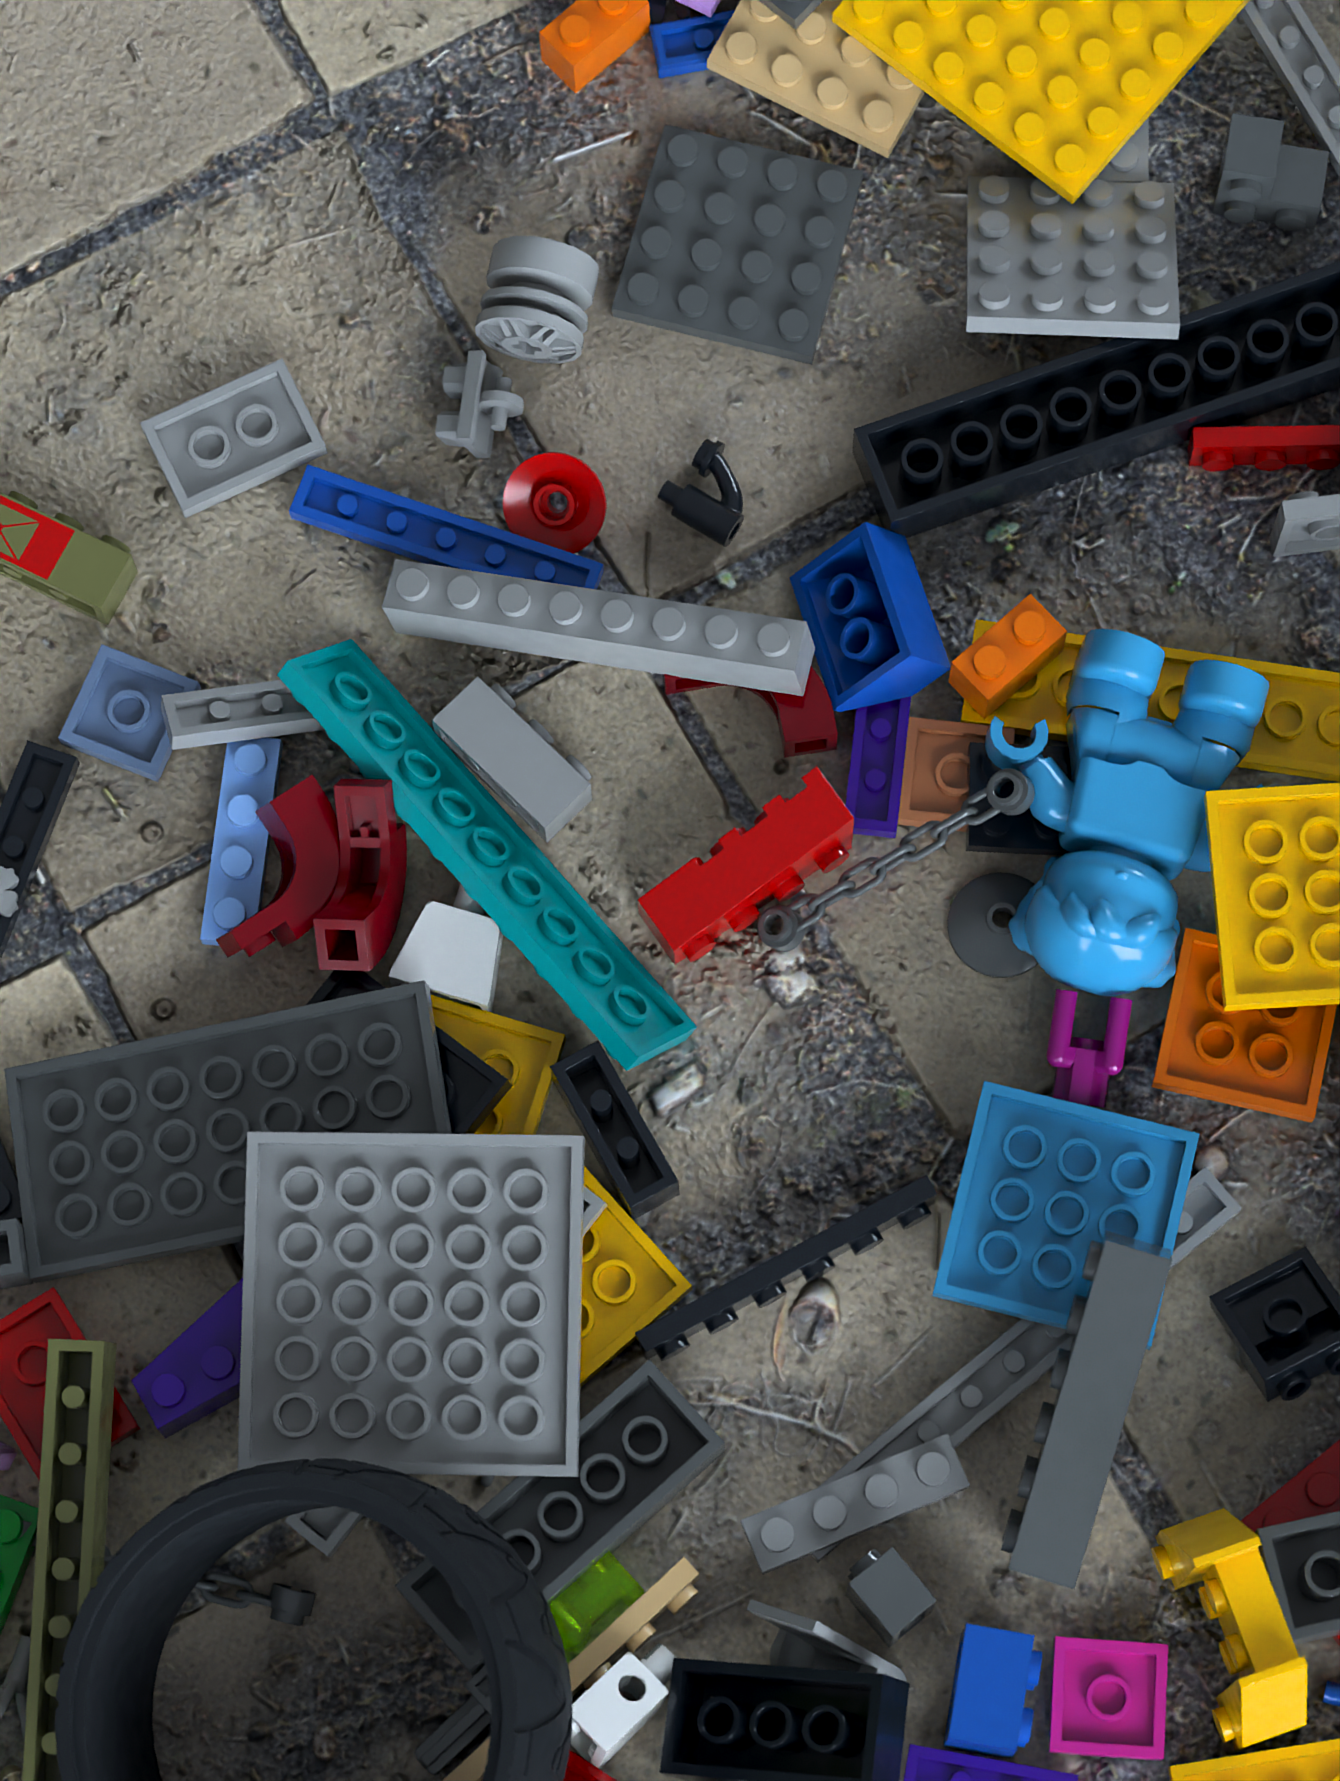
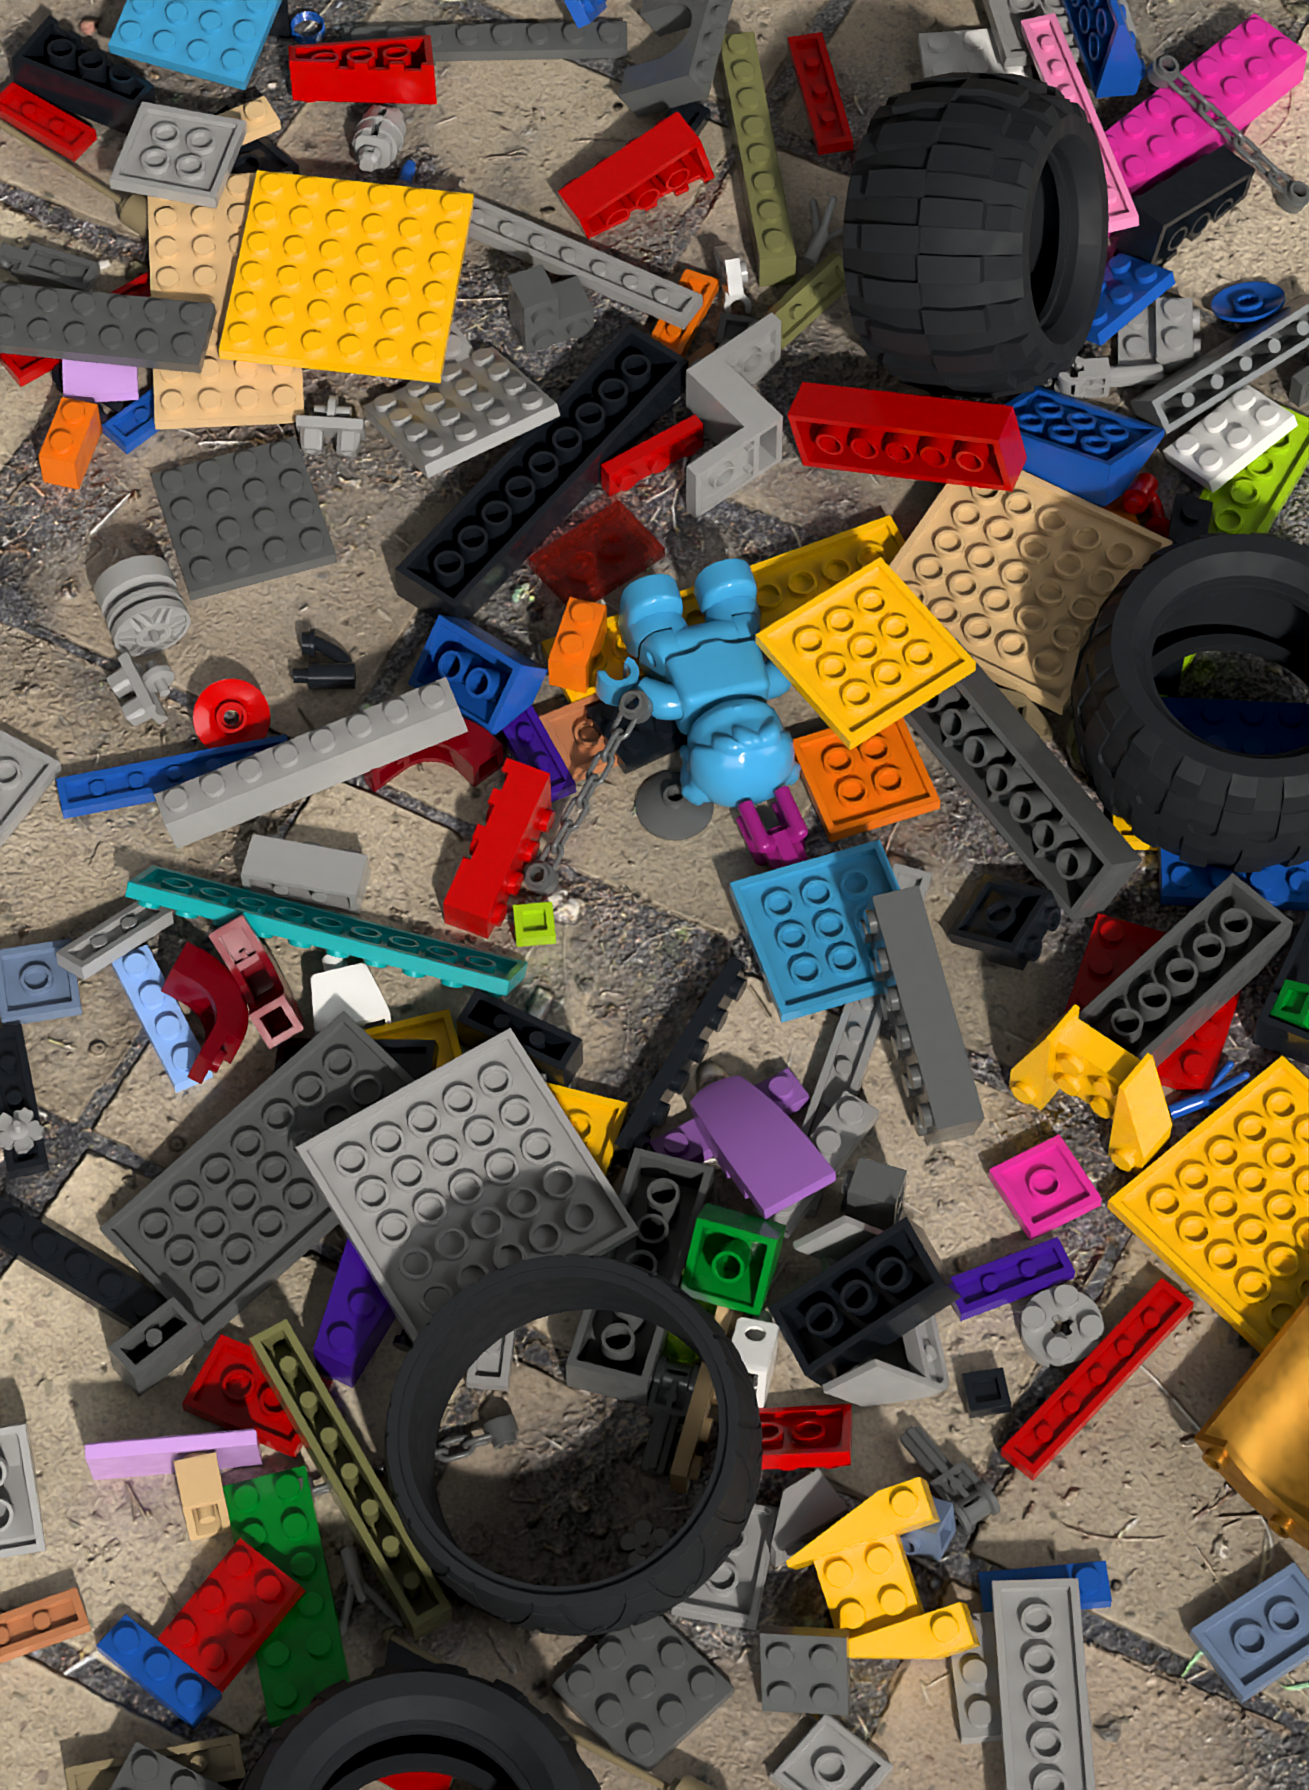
camera: 35 degrees left, 15 degrees down
(668, 1574) = (732, 1259): none -> green slope
(733, 983) = (534, 924): none -> lime plate
(794, 1431) = (753, 1140): none -> medium lavender slope
(887, 178) = (315, 428): none -> light grey hips
(990, 1691) = (972, 1214): blue brick -> none
(1116, 543) = (597, 555): none -> clear red plate

